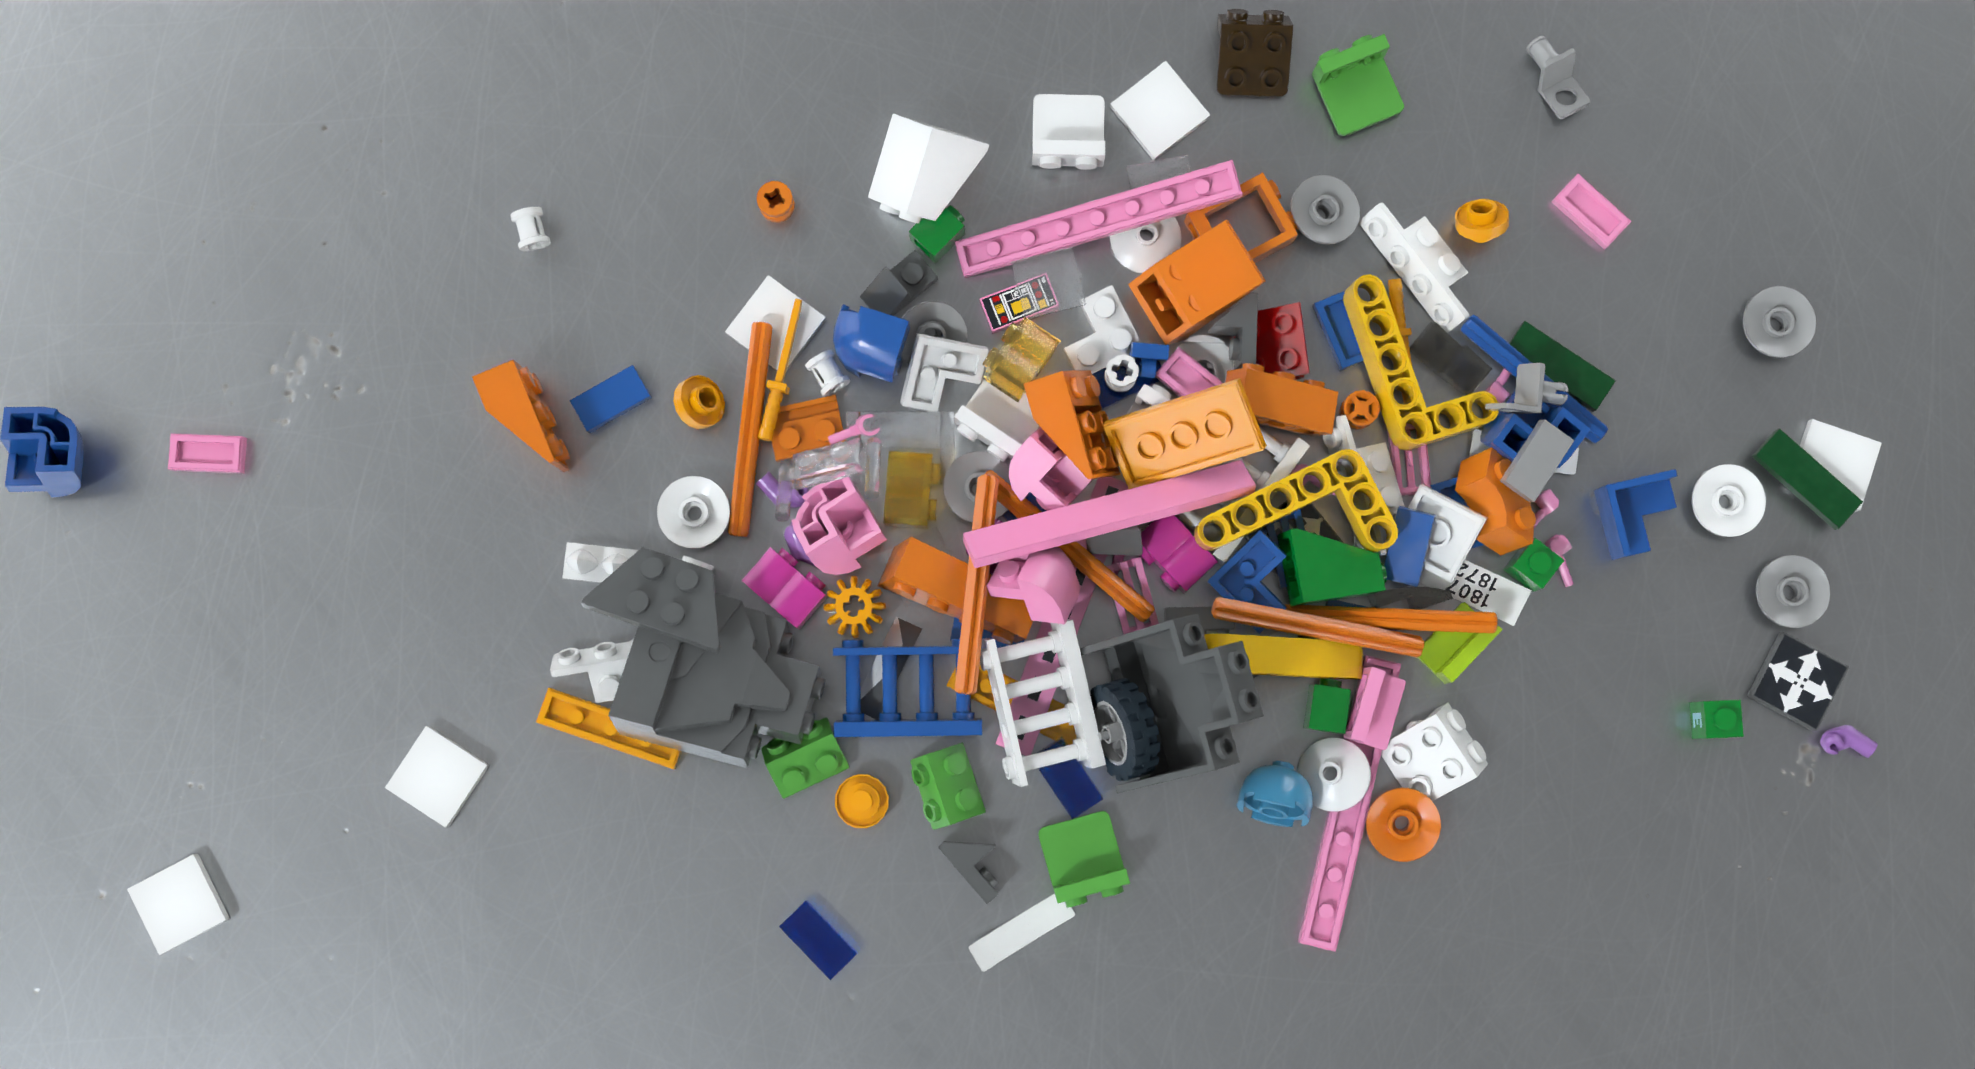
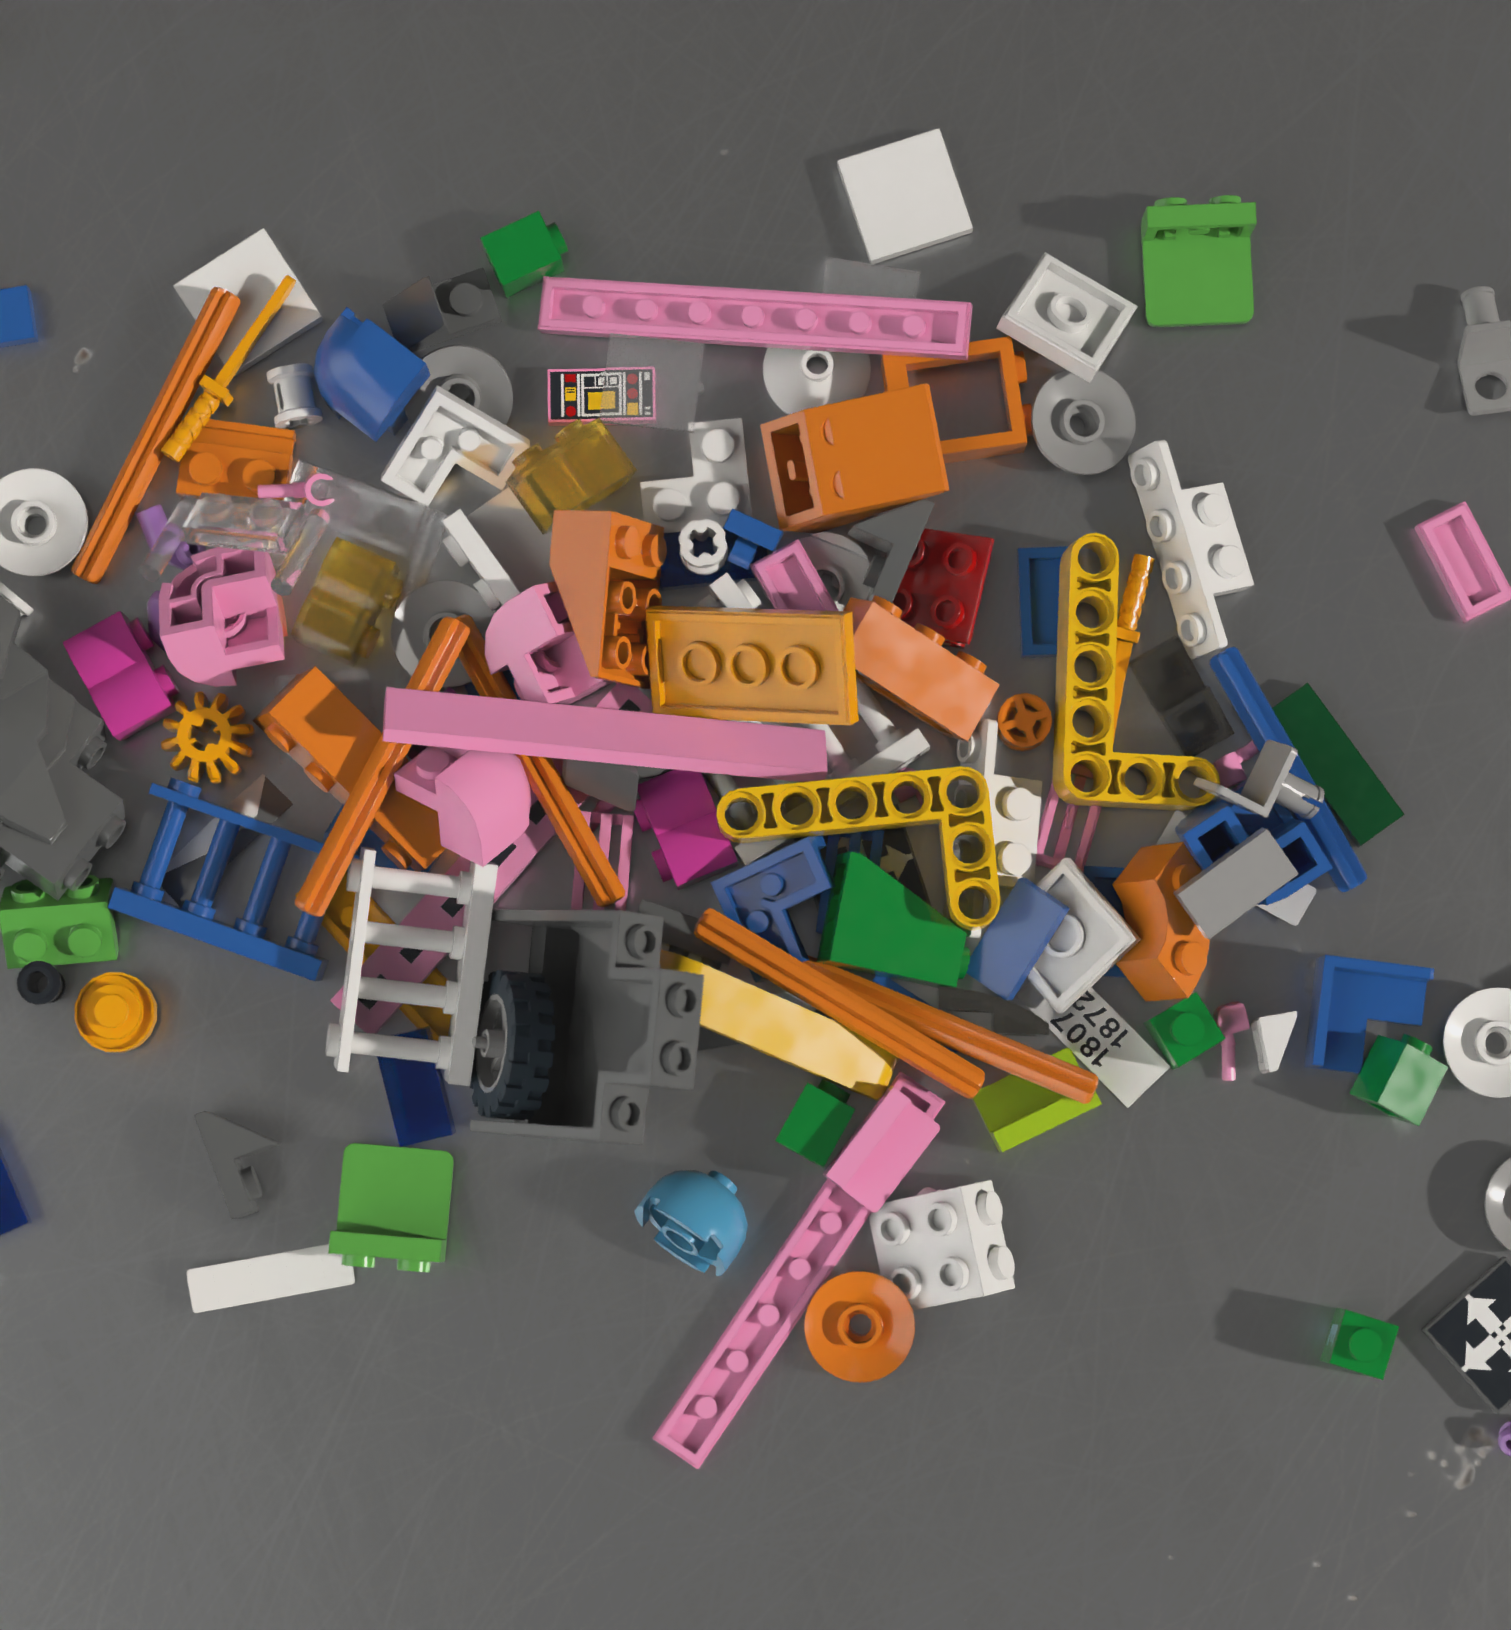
camera: 20 degrees right, 0 degrees up
(699, 402) = (98, 371): light orange plate -> none
(780, 207) = (320, 137): orange wheel -> none
(799, 802) = (28, 983): none -> black pin
(922, 168) = (533, 155): white slope -> none
(947, 786) = (242, 1036): bright green bracket -> none
(1068, 131) = (762, 178): white bracket -> none
(1254, 53) = (1067, 162): dark brown bracket -> none
(1291, 148) = (1066, 317): none -> white tile
(1352, 773) = (809, 1235): white dish -> none
(1482, 220) = (1300, 517): light orange plate -> none
(1547, 503) = (1240, 952): bright pink hand -> none
(1589, 550) = (1271, 1038): none -> white slope
(1677, 545) = (1399, 1078): none -> brick

